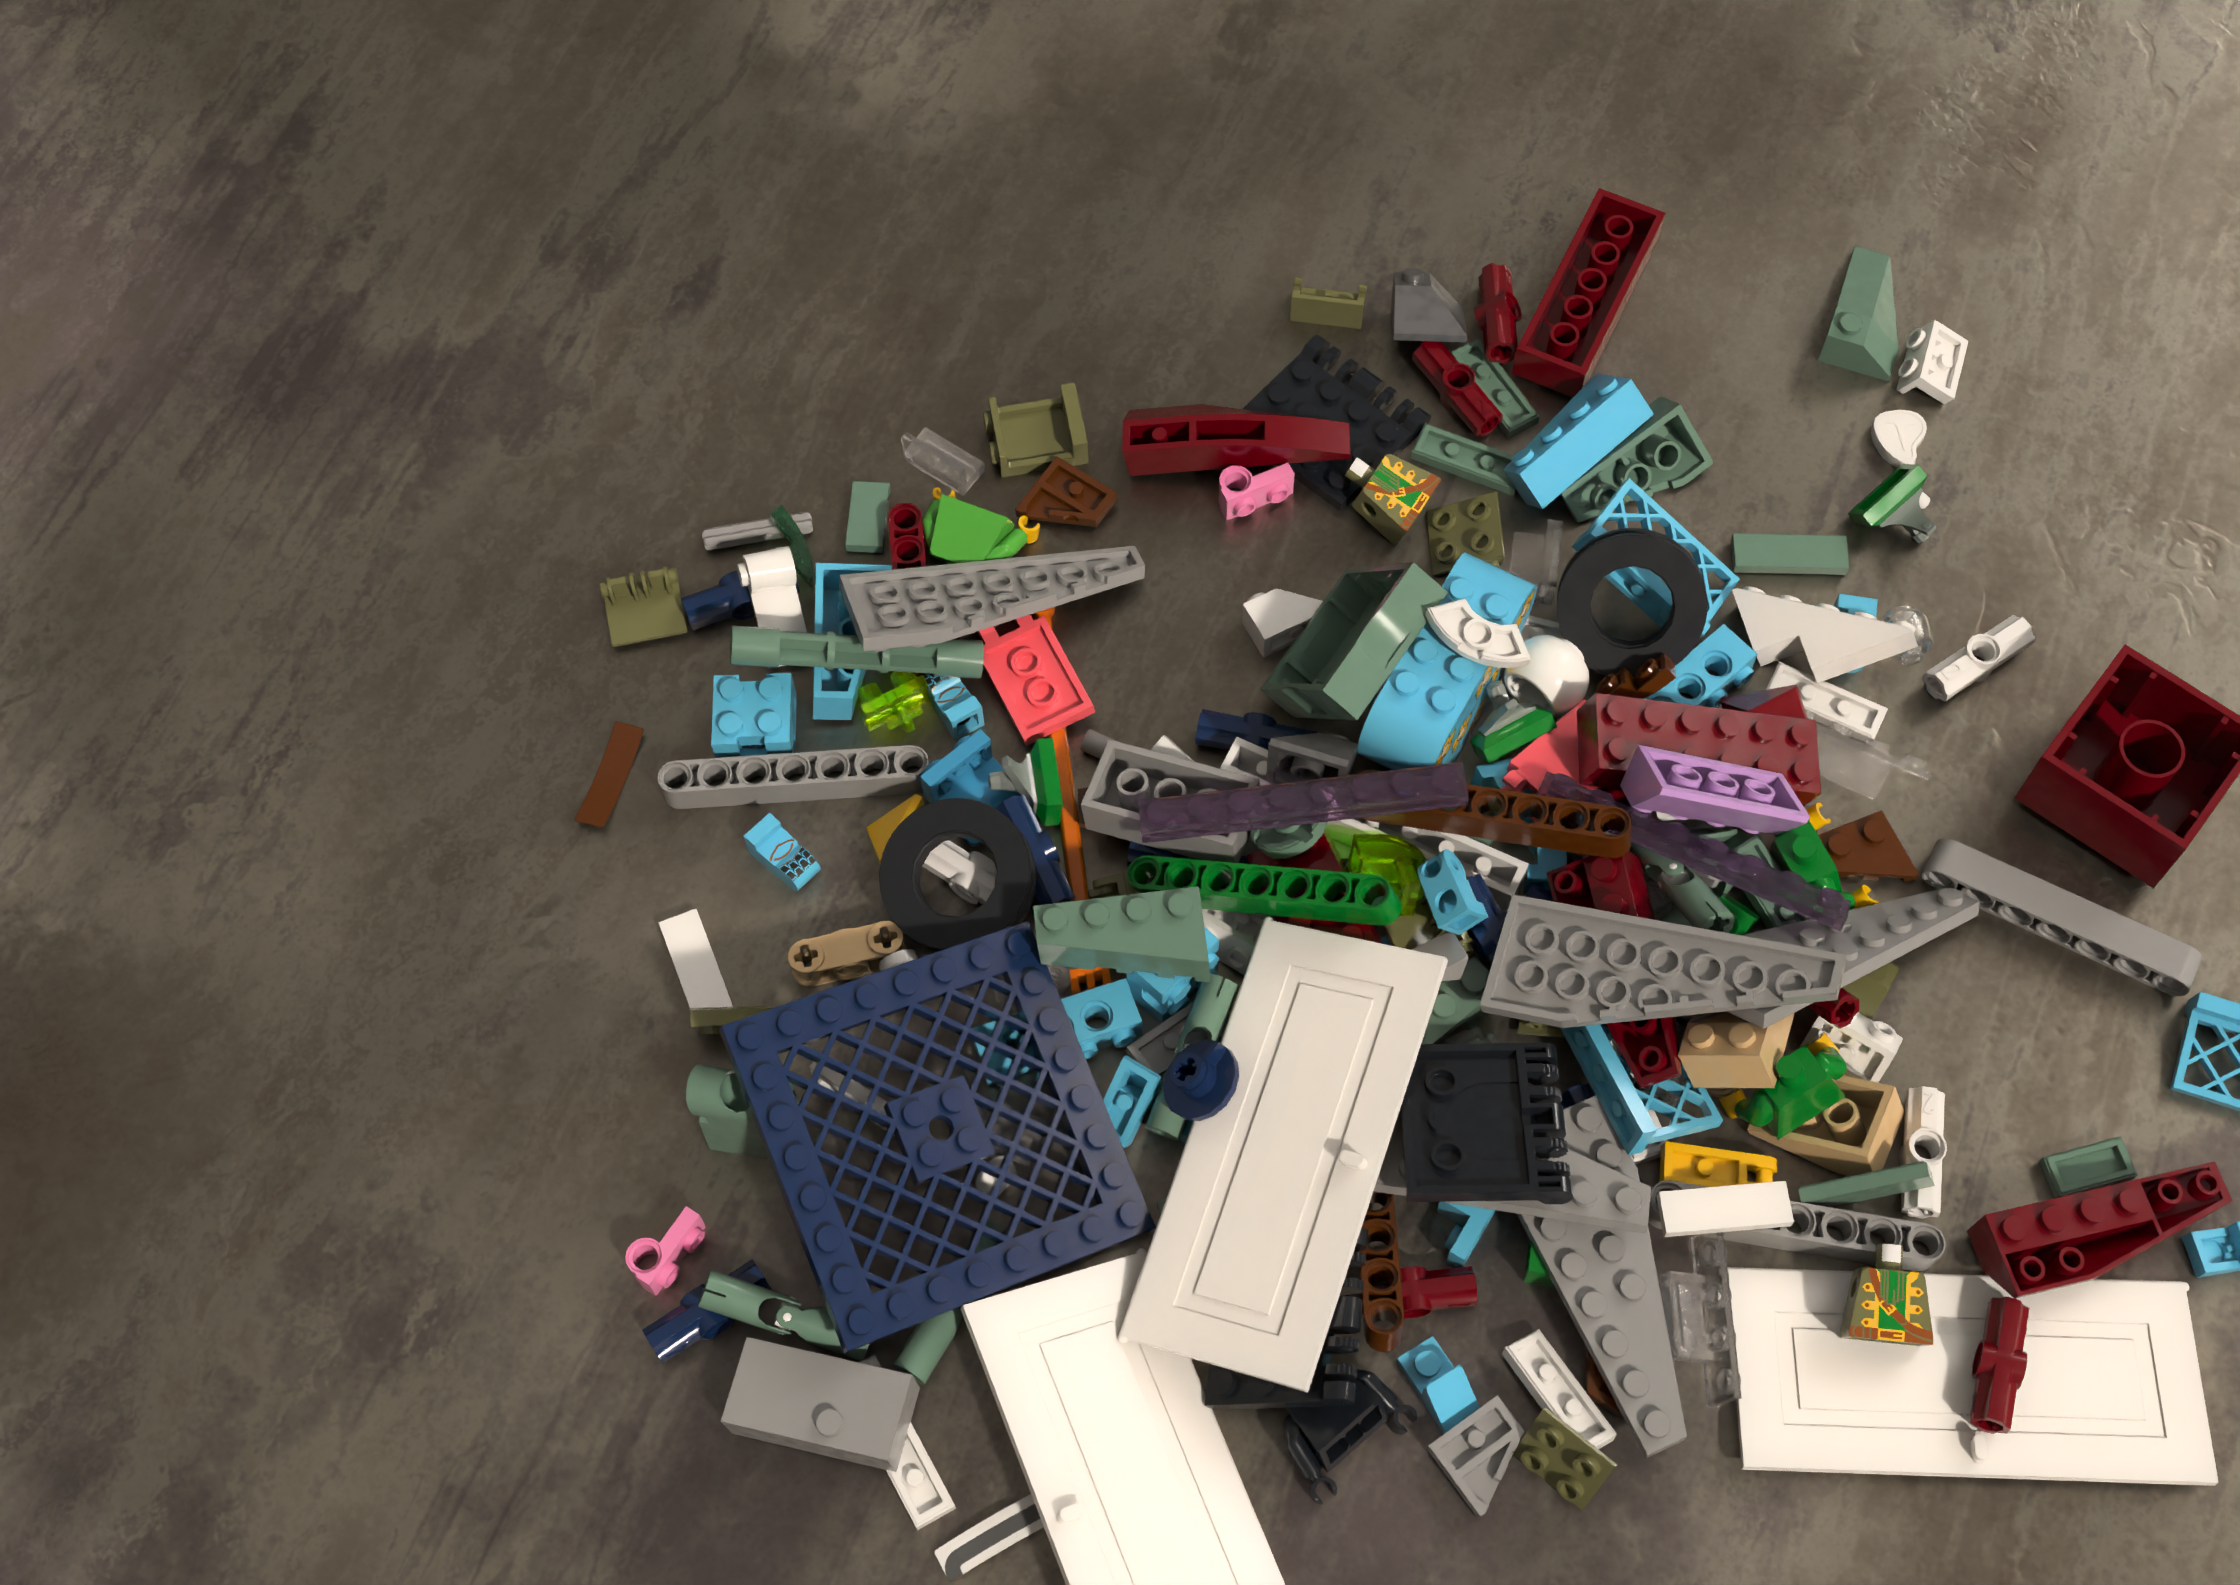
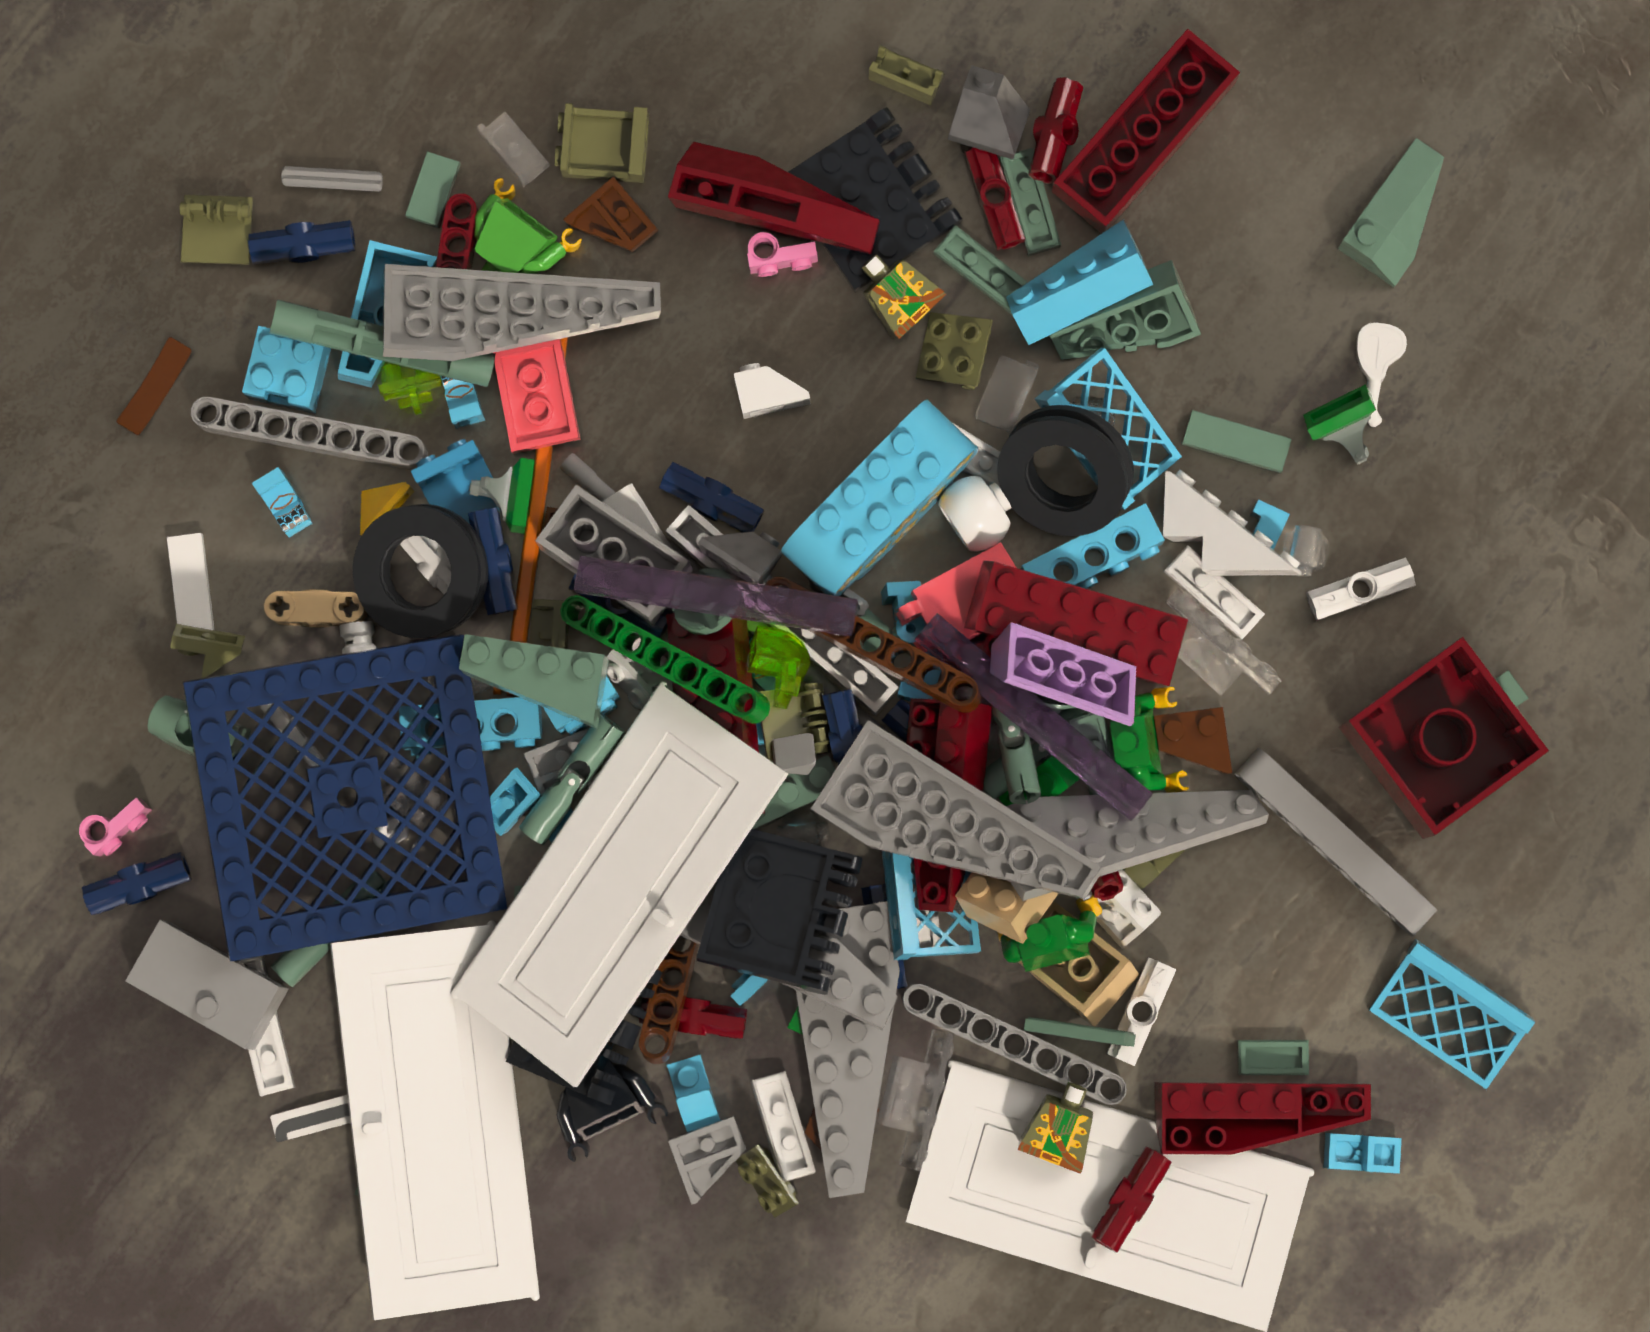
camera: 20 degrees right, 20 degrees up
(742, 1300) = (163, 890): sand green piece -> none
(773, 589) = (328, 264): white door -> none
(799, 548) = (362, 220): clear green slope -> none
(1201, 1080) = (567, 810): dark blue piece -> none
(1353, 641) = (806, 452): sand green tile -> none
(1450, 893) = (816, 704): medium azure leg -> none
(1476, 637) = (899, 496): white tile -> none
(1509, 725) = (926, 554): green piece -> none
(1649, 679) = (1042, 544): reddish brown slope -> none
(1713, 1166) = (970, 984): yellow plate -> none
(1725, 1209) = (958, 1021): white tile -> none
(1777, 701) = (1151, 593): dark red slope -> none
(1933, 361) = (1437, 283): white bracket -> none

